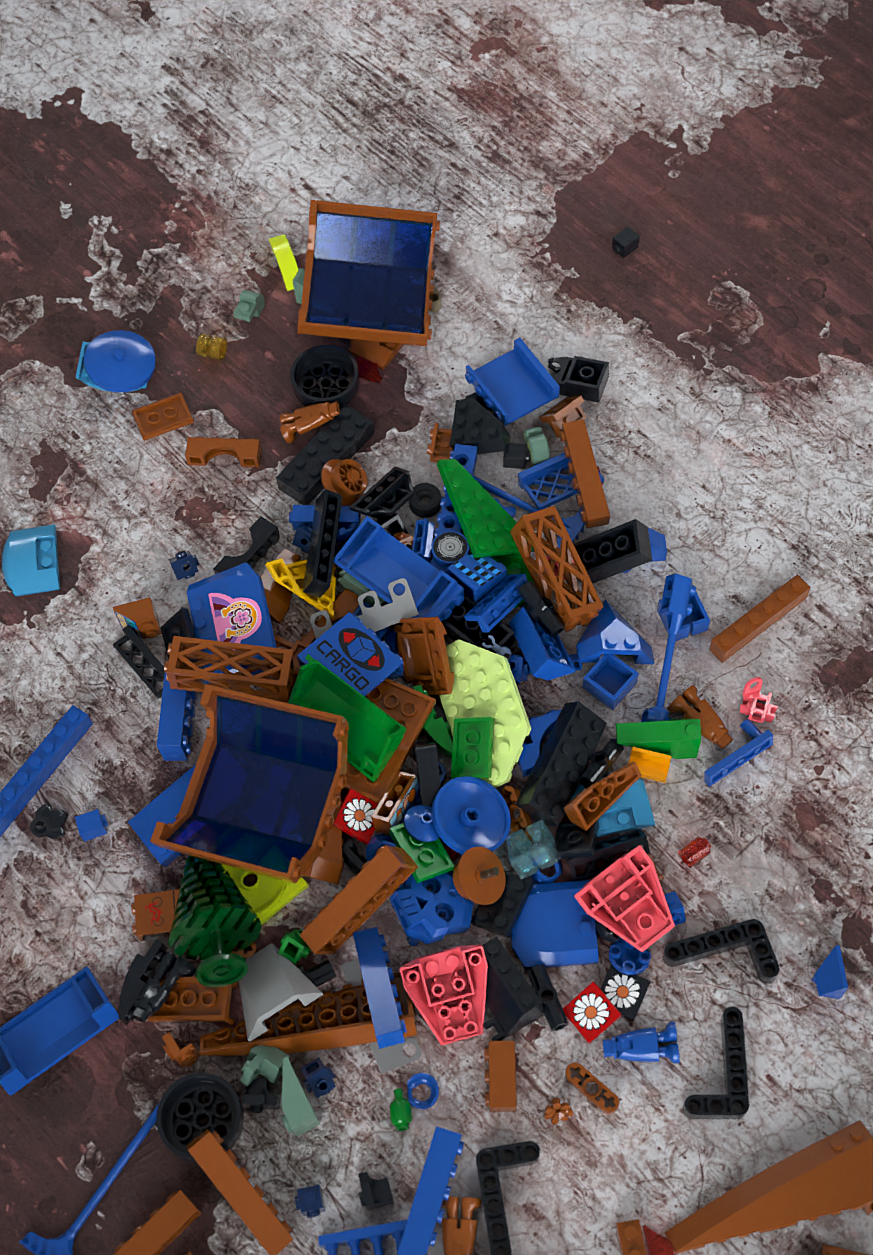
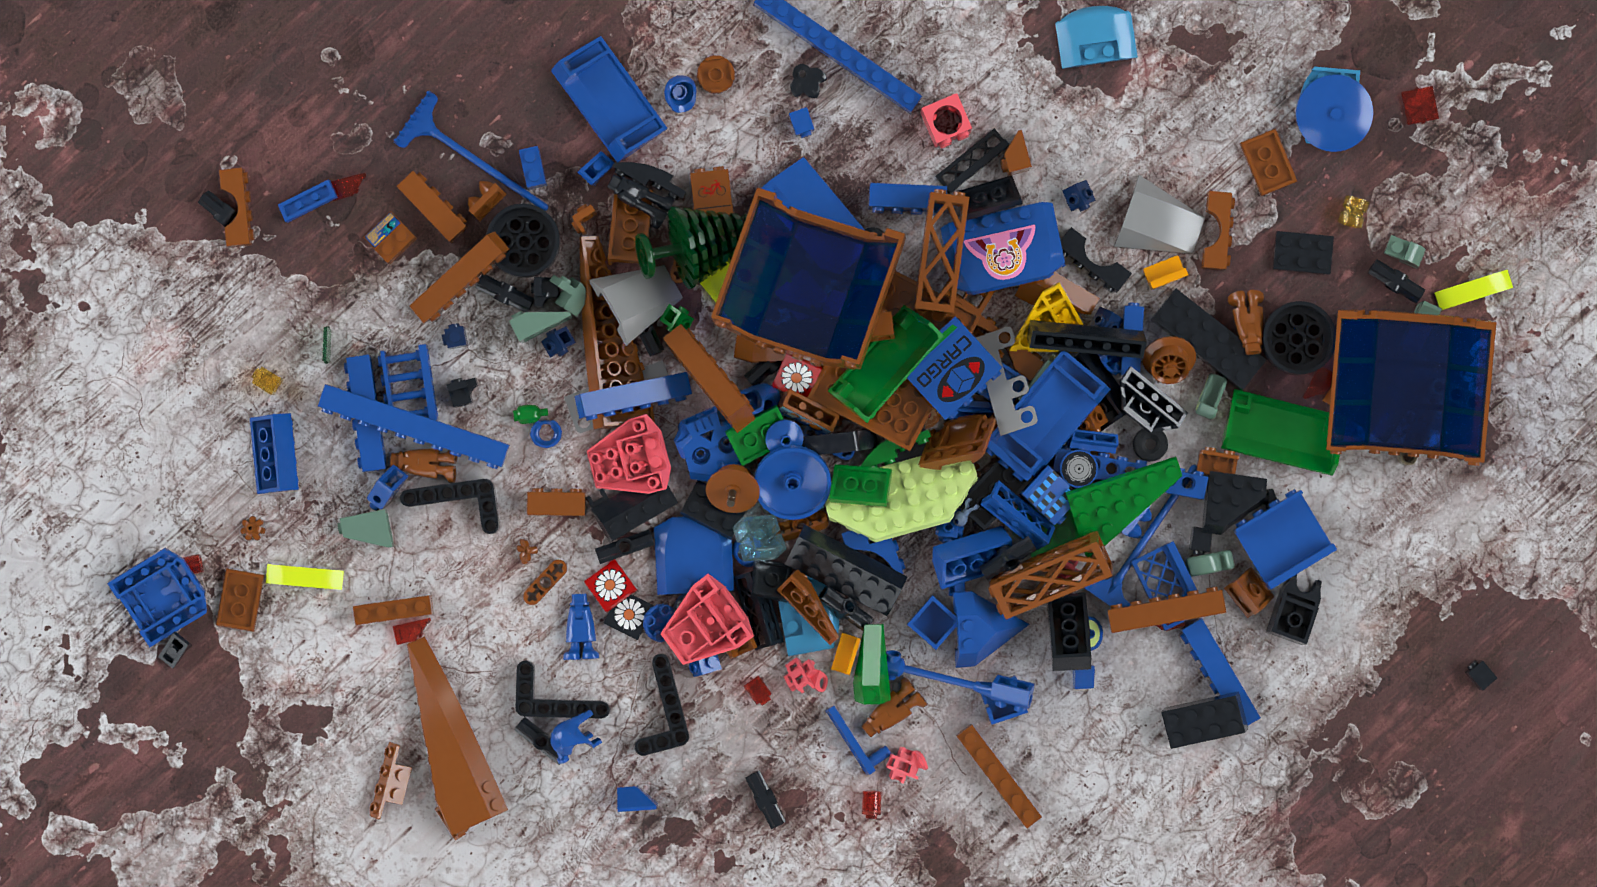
camera: 85 degrees right, 25 degrees up
(33, 916) = (715, 74): none -> dark orange tile
(49, 950) = (680, 93): none -> blue hat
(92, 670) = (953, 105): none -> coral brick
(118, 1113) = (533, 167): none -> blue brick
(120, 305) = (1420, 105): none -> clear red piece
(125, 1040) = (596, 168): none -> blue slope
(150, 1163) = (491, 197): none -> dark orange tile
(213, 501) = (1158, 221): none -> light grey wedge
(247, 387) = (1303, 252): none -> black plate
(261, 1142) = (505, 293): none -> black piece
(262, 494) = (1165, 272): none -> light orange panel
(275, 314) = (1396, 281): none -> black piece
(380, 452) = (1211, 396): none -> sand green animal
(413, 394) = (1279, 432): none -> green slope
(642, 435) = (1215, 665): none -> blue brick
(675, 794) = (811, 677): none -> coral piece
(687, 441) = (1204, 720): none -> black brick
(766, 1046) = (568, 735): none -> blue piece
(766, 1096) = (531, 733): none -> black piece
(802, 736) = (871, 803): none -> clear red brick
(811, 841) = (765, 799): none -> black piece

